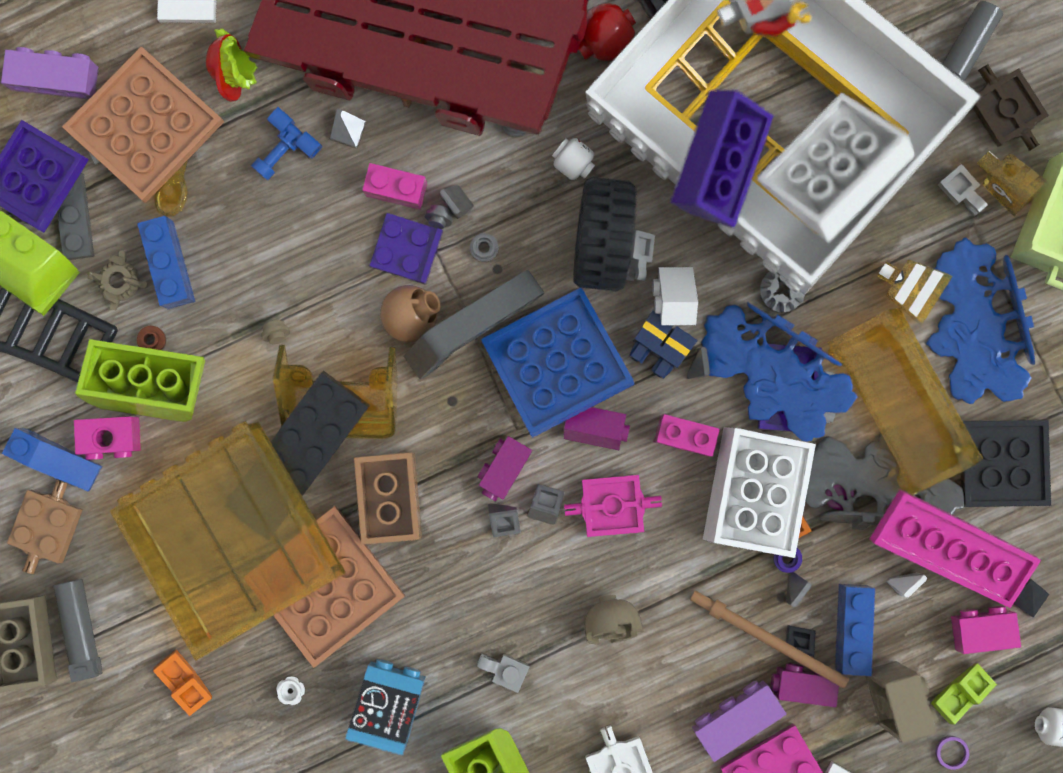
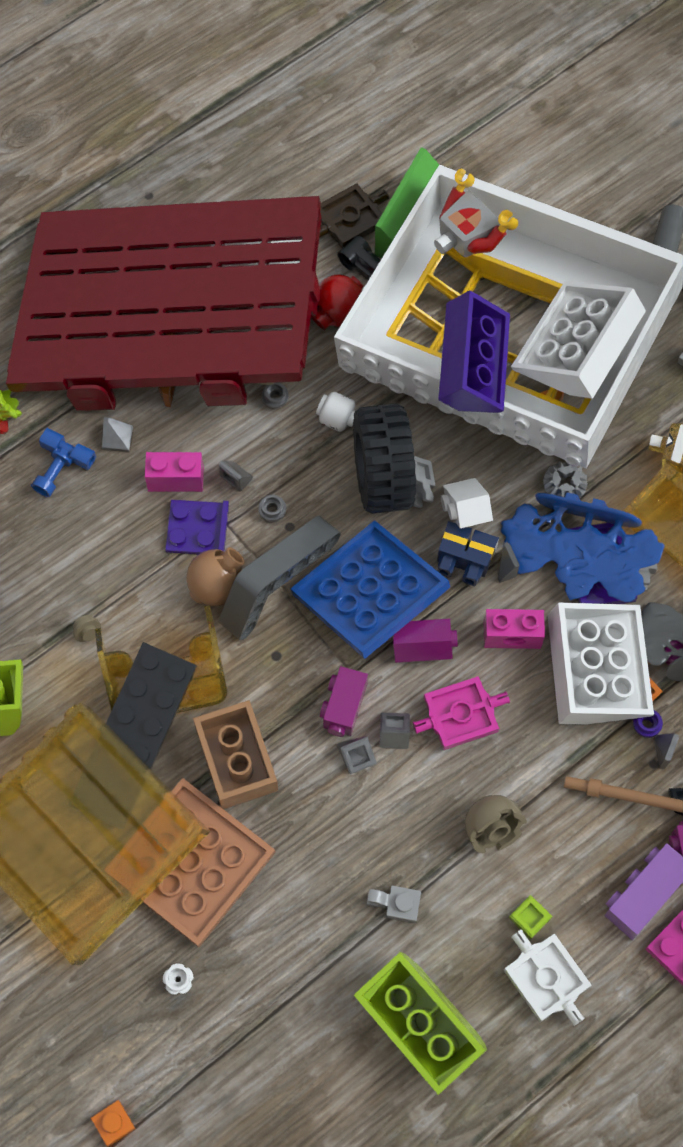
camera: 15 degrees left, 20 degrees down
(183, 682) = (61, 999): orange slope -> none
(386, 707) = (283, 964): slope -> none
(439, 216) = (222, 489): flat silver plate -> none
(623, 713) = (530, 917): none -> lime tile

